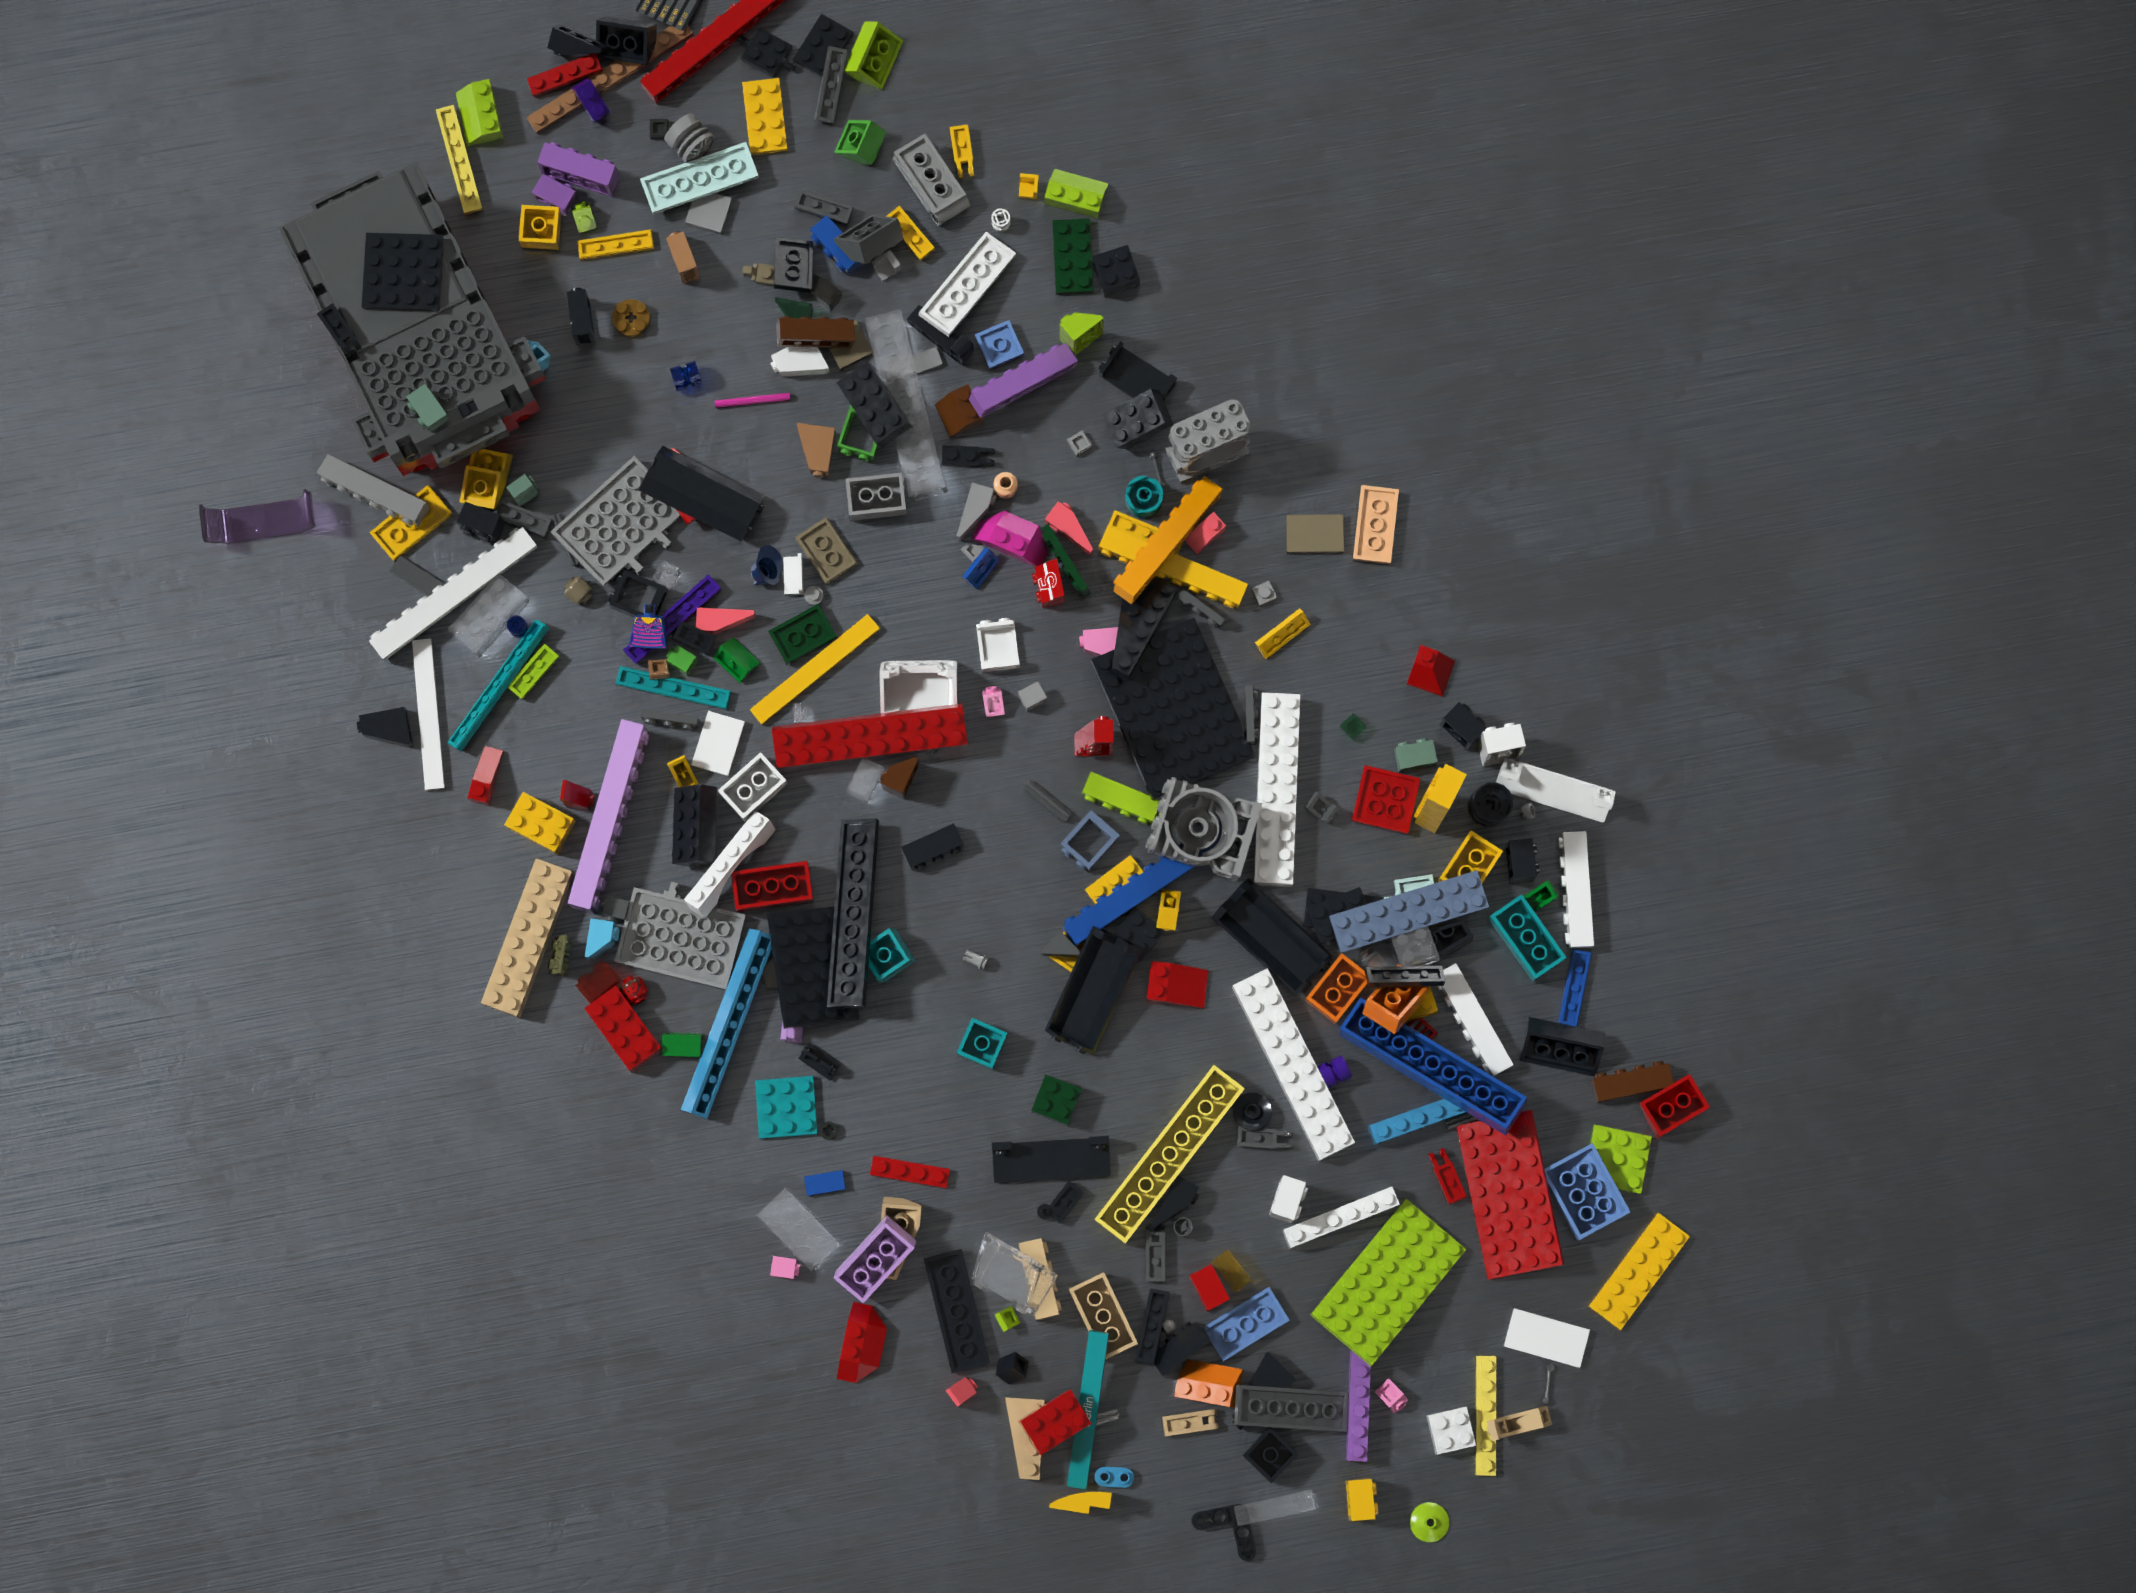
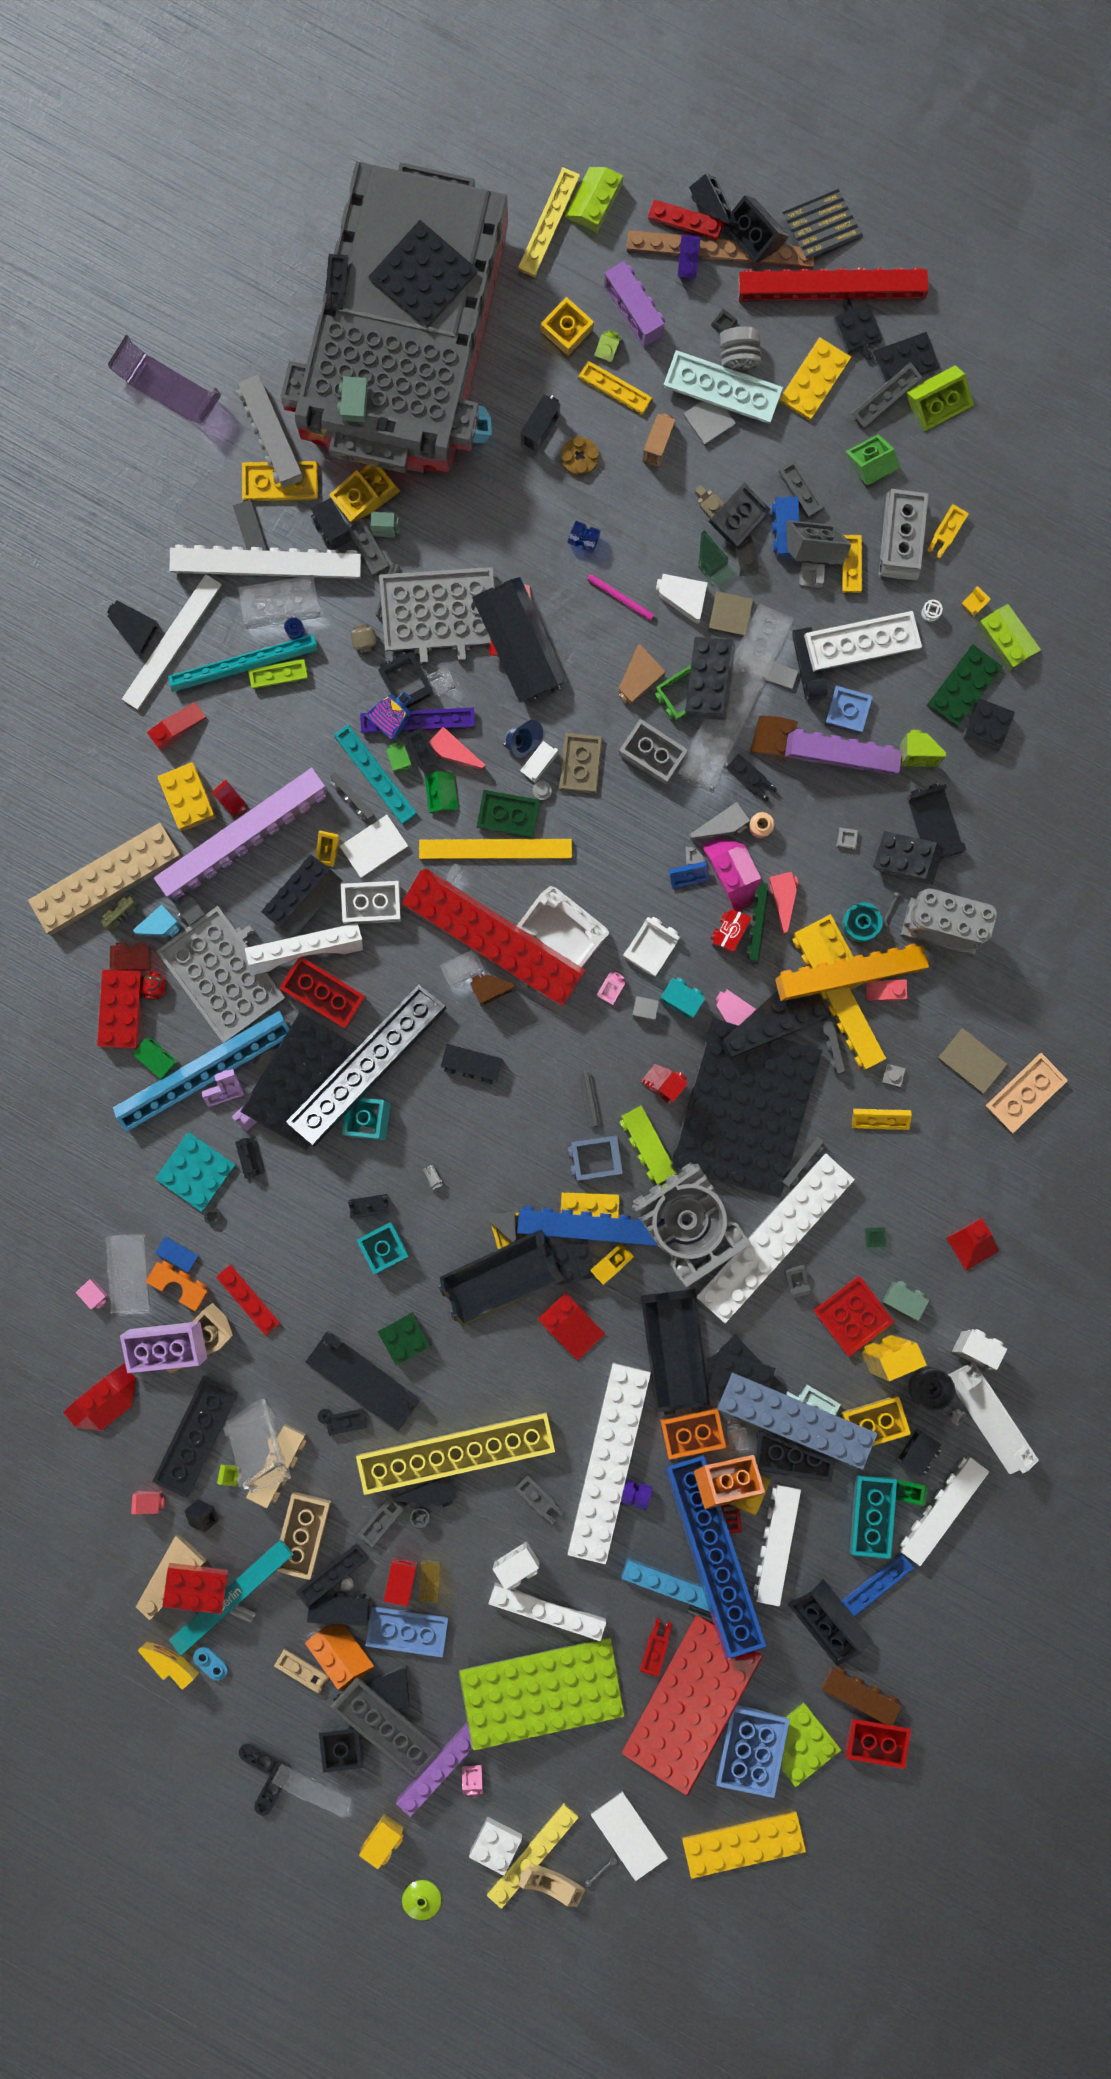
camera: 40 degrees right, 5 degrees up
(554, 193) = (600, 309): medium lavender brick -> none
(658, 669) = (375, 750): medium nougat tile -> none
(759, 1022) = (227, 1089): none -> lavender plate
(815, 332) = (711, 583): reddish brown brick -> none
(828, 1206) = (193, 1292): none -> orange arch
(944, 1022) = (368, 1206): none -> black hinge
(1054, 664) = (682, 998): none -> teal brick
(1256, 1103) = (557, 1471): black dish -> none
(1405, 976) = (750, 1470): black plate -> none
(1415, 948) = (777, 1454): clear plate -> none
(1463, 725) = (962, 1309): black brick -> none

